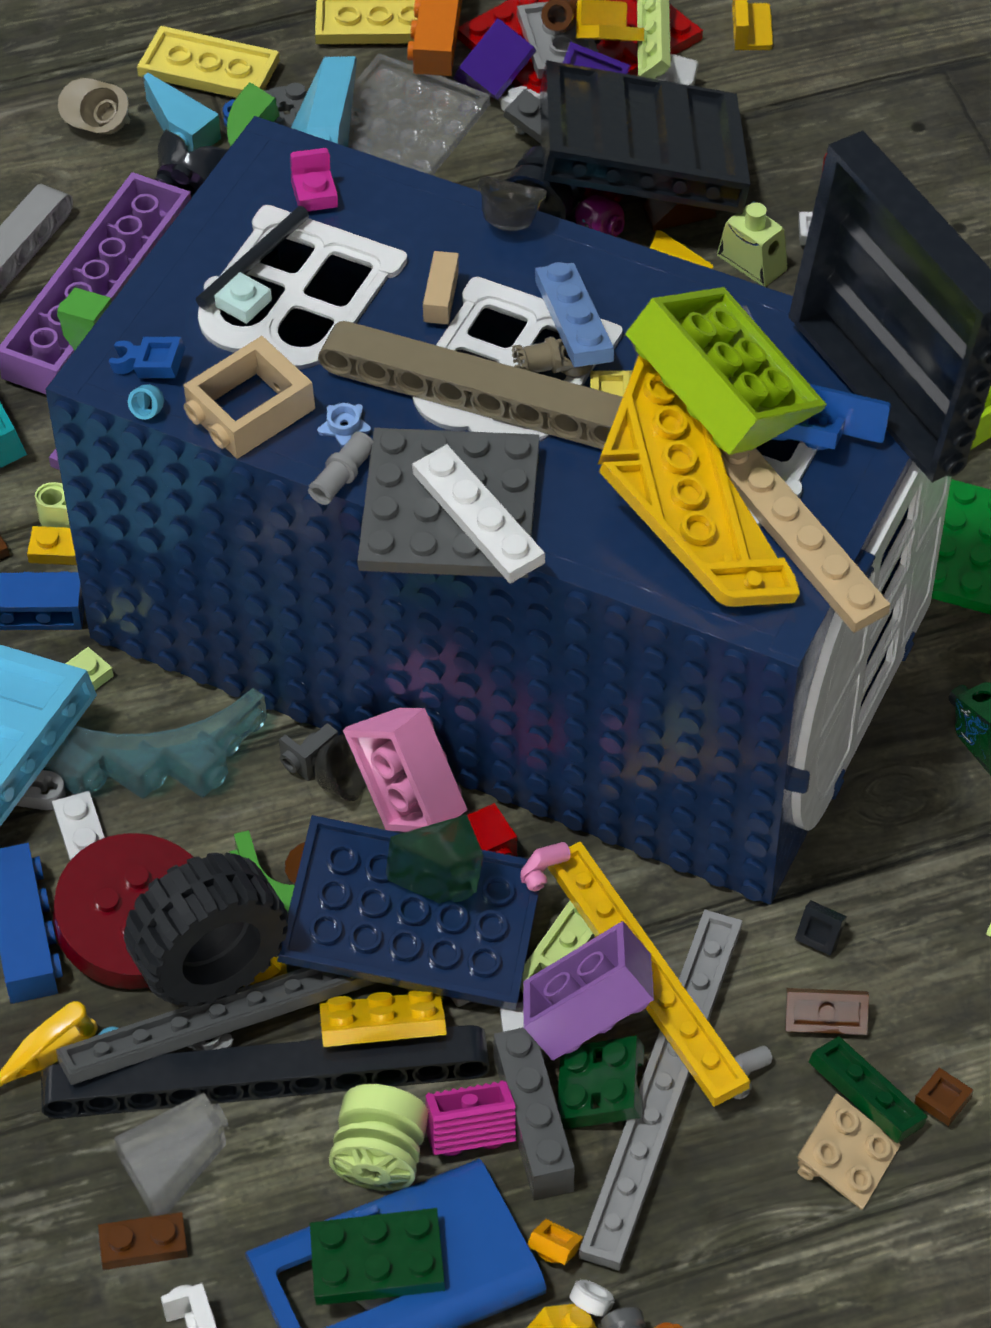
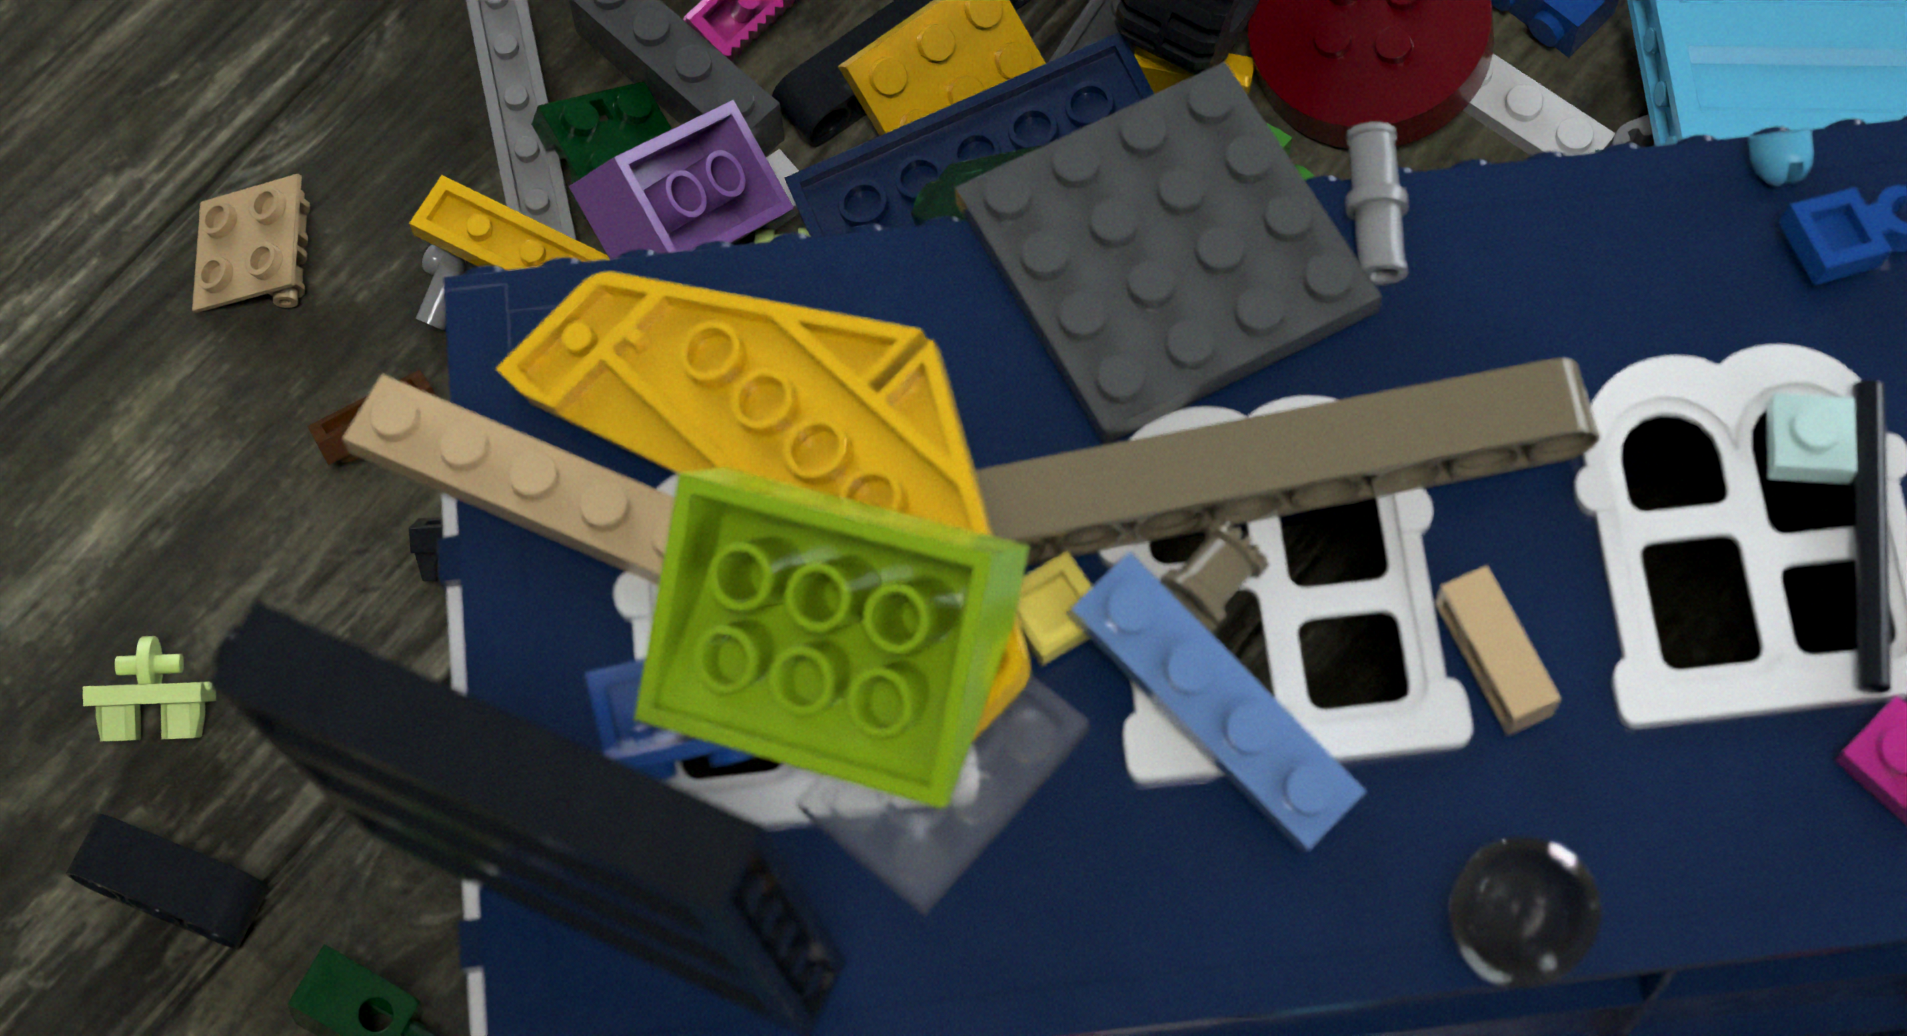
camera: 150 degrees right, 15 degrees up
(259, 357) = (1606, 298): tan window -> none
(343, 413) = (1453, 287): light blue plate -> none
(478, 513) = (1088, 204): white plate -> none
(868, 1089) = (264, 339): dark green plate -> none
(943, 1096) = (158, 388): reddish brown plate -> none

